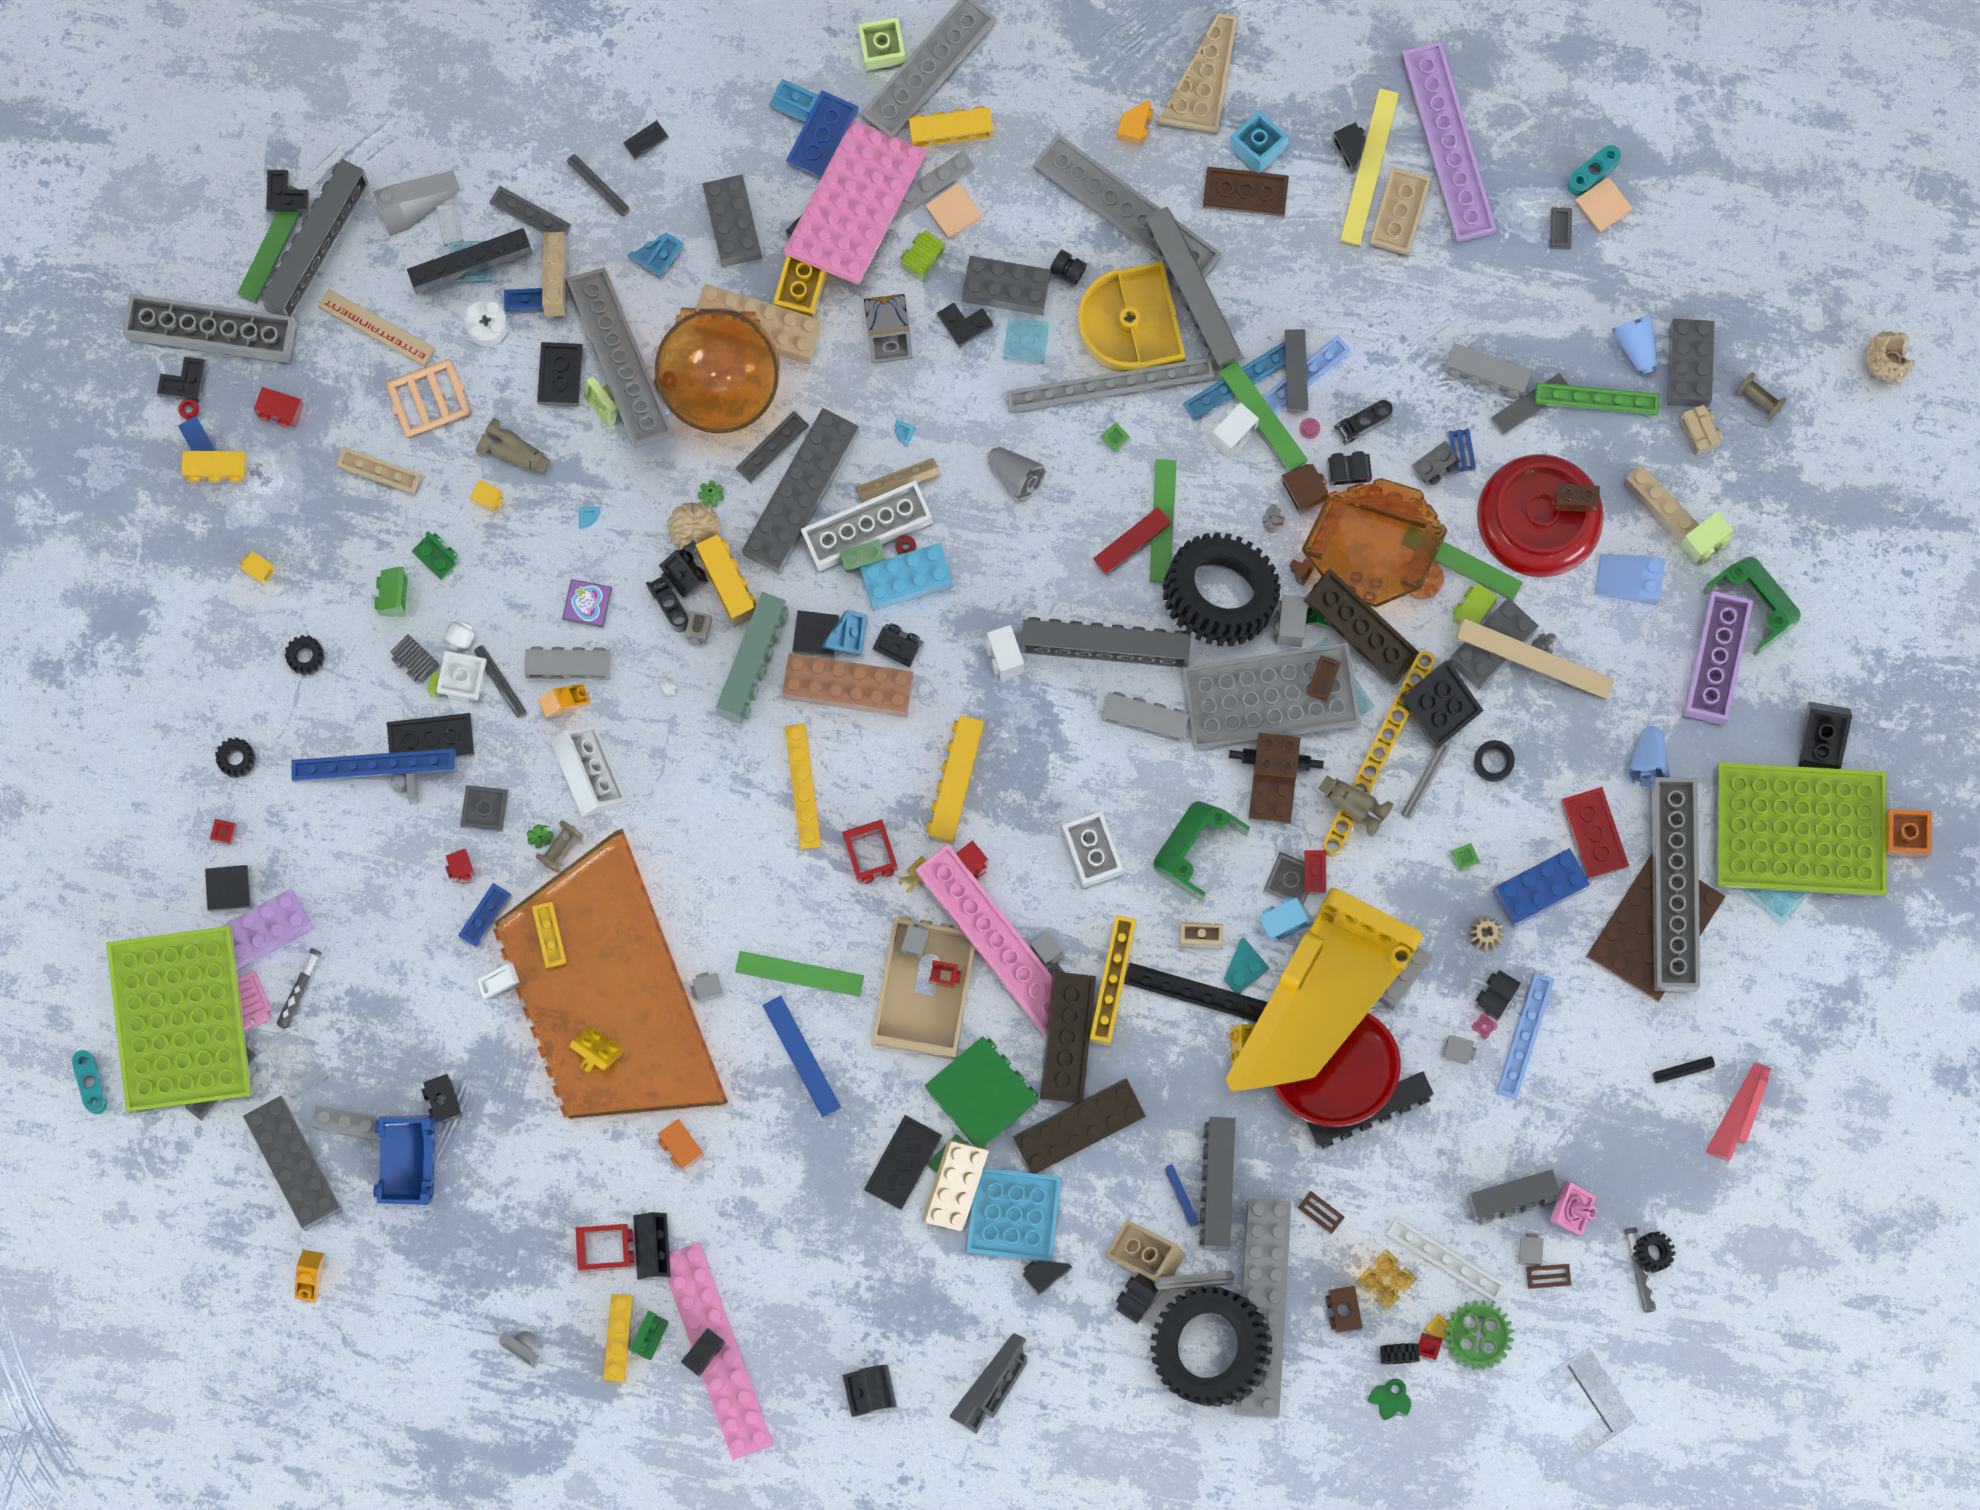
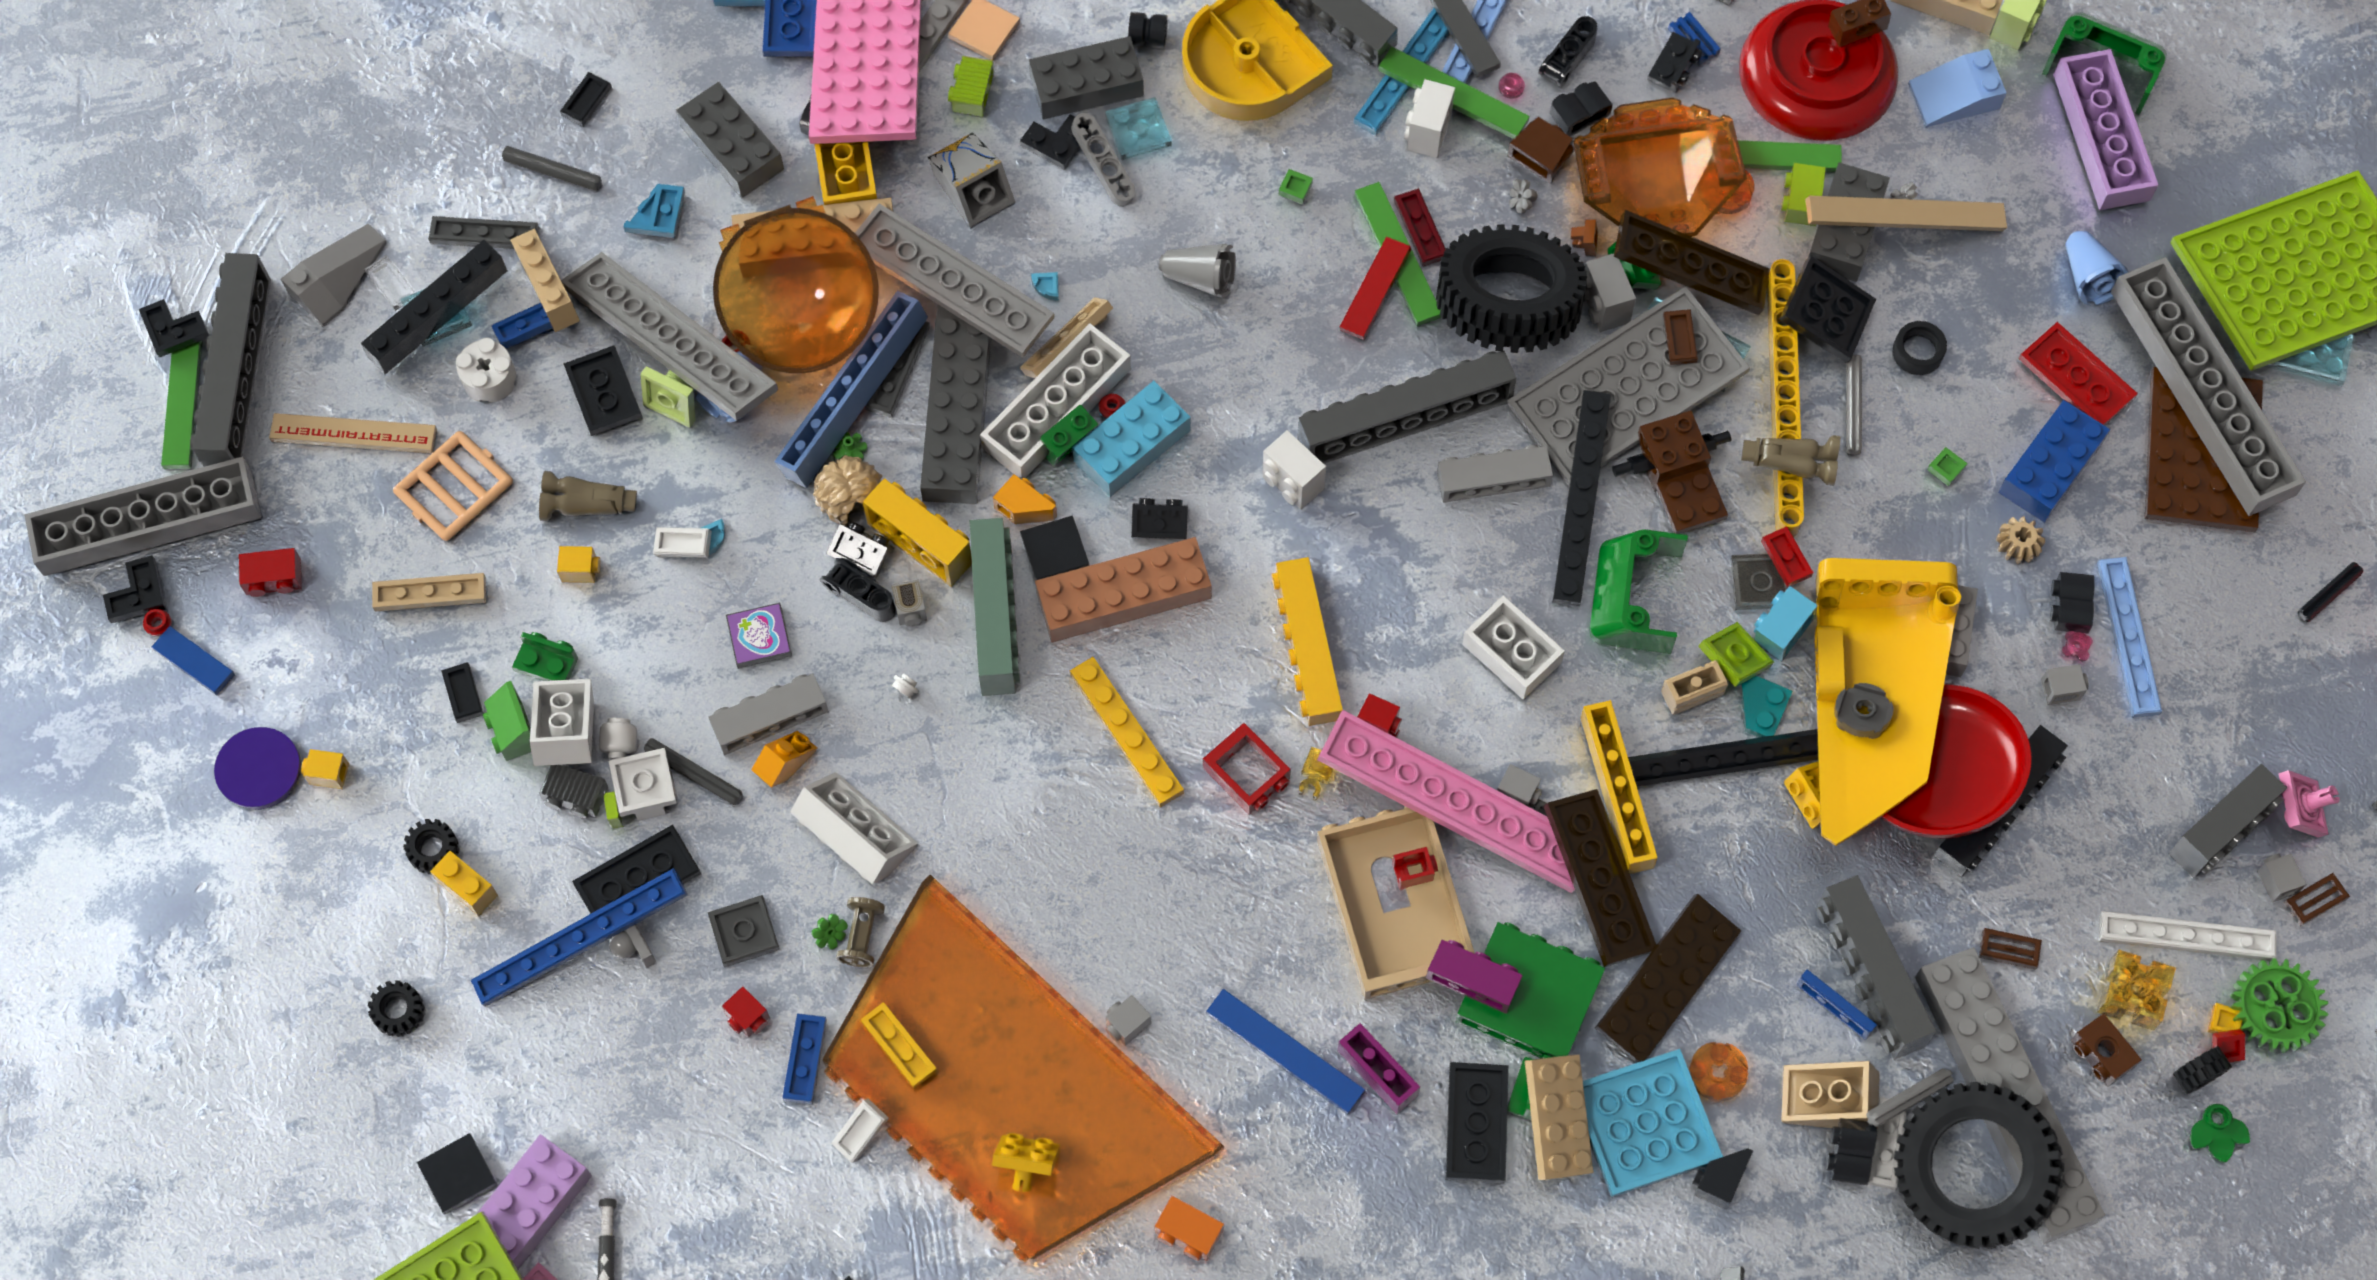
camera: 25 degrees left, 10 degrees down
(213, 545) = (257, 768): none -> dark purple tile
(214, 466) = (218, 671): yellow brick -> none
(223, 831) = (420, 1106): red plate -> none
(314, 691) = (464, 883): none -> yellow brick
(371, 553) = (462, 692): none -> black tile
(426, 609) = (562, 722): none -> white brick
(565, 512) = (682, 542): none -> white tile
(729, 453) = (851, 389): none -> medium blue brick
(799, 973) = (1232, 953): bright green tile -> none
(809, 591) = (1022, 503): none -> light orange slope
(832, 405) = (953, 281): none -> light grey plate
(847, 634) = (1094, 532): dark azure wing -> none
(854, 1097) = (1378, 1068): none -> magenta brick
(915, 940) = (1359, 844): light grey brick -> none
(946, 1065) = (1474, 975): none -> magenta brick
(984, 355) = (1098, 161): none -> light grey beam
(1086, 1193) = (1717, 1088): none -> clear orange plate
(1110, 384) = (1259, 134): light grey plate -> none
(1189, 507) = (1420, 226): none -> dark red tile
(1196, 763) = (1581, 498): none -> black plate
(1243, 924) = (1736, 654): none -> lime tile
(1301, 995) = (1859, 724): none -> dark grey plate
(1824, 736) = (2268, 161): black slope -> none

